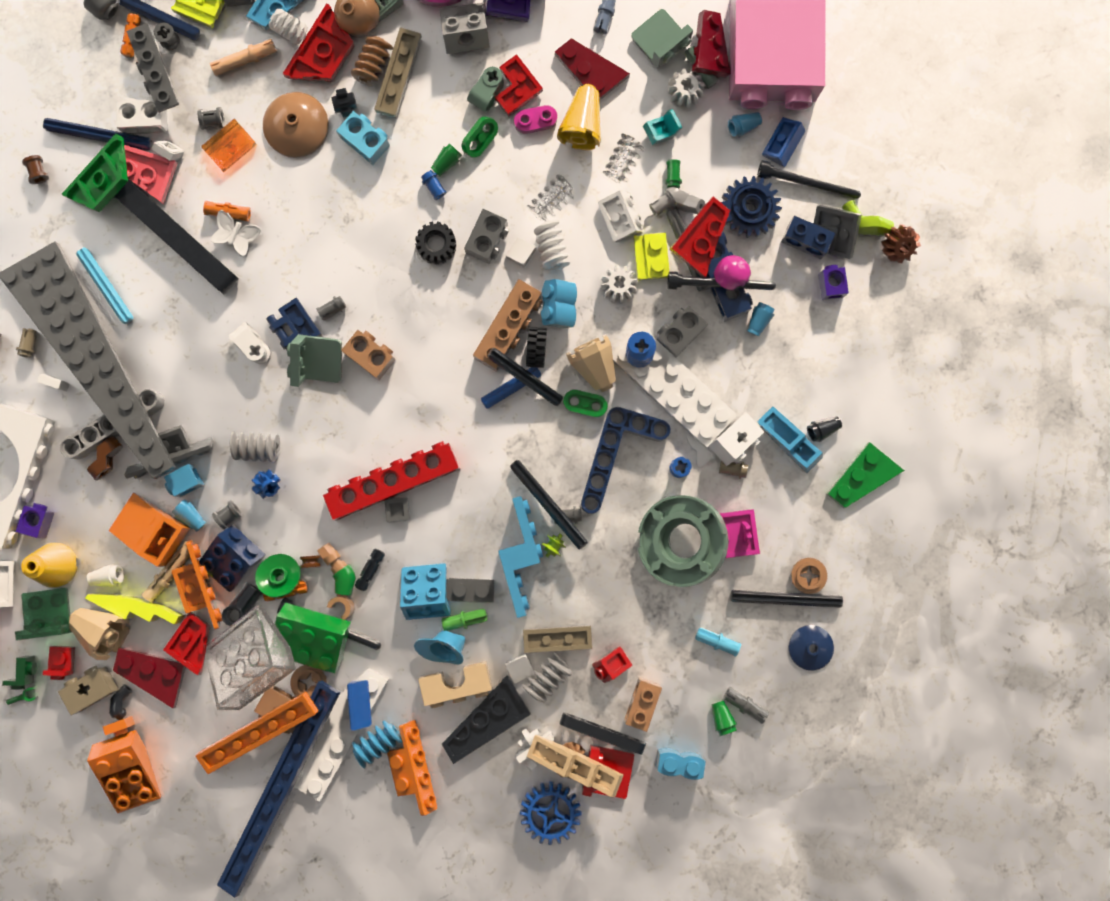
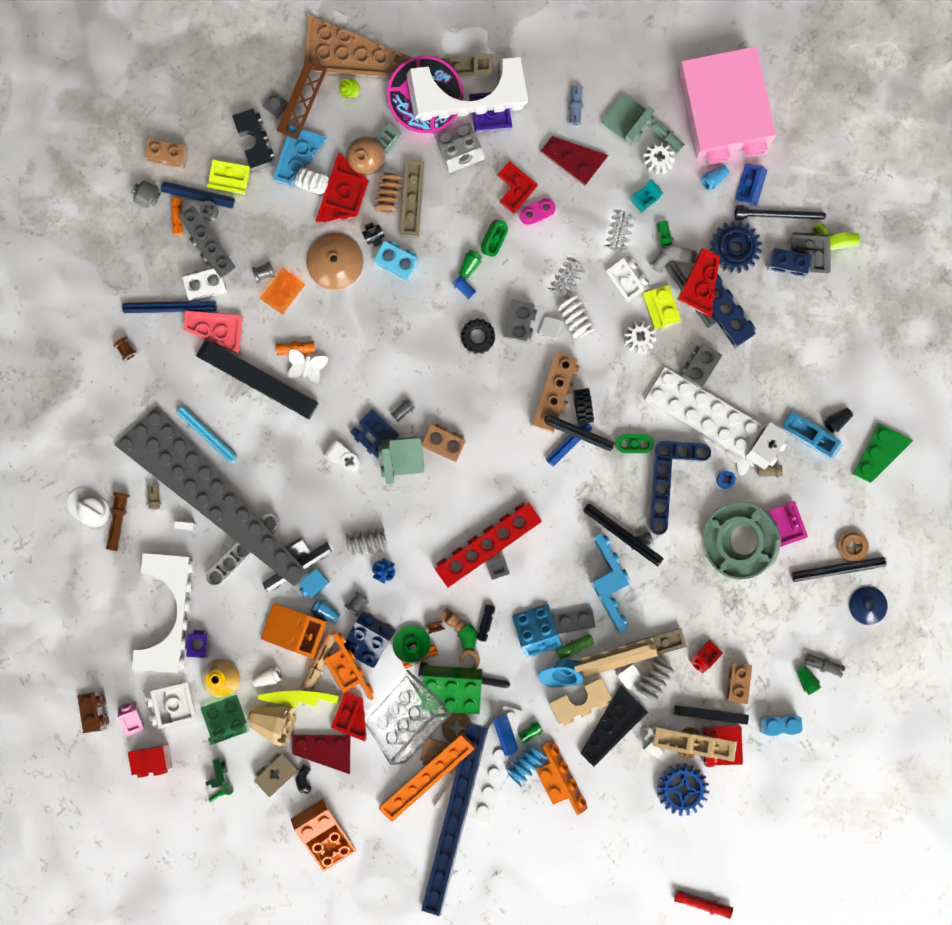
camera: 10 degrees left, 0 degrees up
(60, 662) = (246, 757): red bracket -> none
(101, 177) = (185, 345): green wing -> none
(104, 461) = (242, 574): reddish brown piece -> none
(119, 727) = (309, 799): orange plate -> none
(168, 150) = (233, 307): white tile -> none
(242, 602) = (388, 673): black piece -> none
(248, 55) = (277, 214): light nougat pin -> none
(392, 706) = (532, 731): none -> green pin
(484, 91) = (490, 199): sand green piece -> none
(509, 643) = (617, 657): none -> tan fence
(553, 545) = (635, 568): lime wheel -> none
(559, 303) = (594, 365): dark azure brick -> none
(582, 120) = (578, 205): yellow cone -> none
(595, 363) = (635, 408): tan cone -> none
(640, 340) = (677, 384): blue piece -> none
(678, 280) = (689, 324): black piece -> none
(711, 47) = (673, 120): dark red wing -> none
(718, 641) = (789, 617): medium azure axle -> none
(732, 272) = (733, 308): dark pink hair -> none
(760, 318) = (764, 339): dark azure cone -> none
(829, 291) = (815, 303): dark purple brick -> none
(901, 243) = (868, 251): copper gear -> none

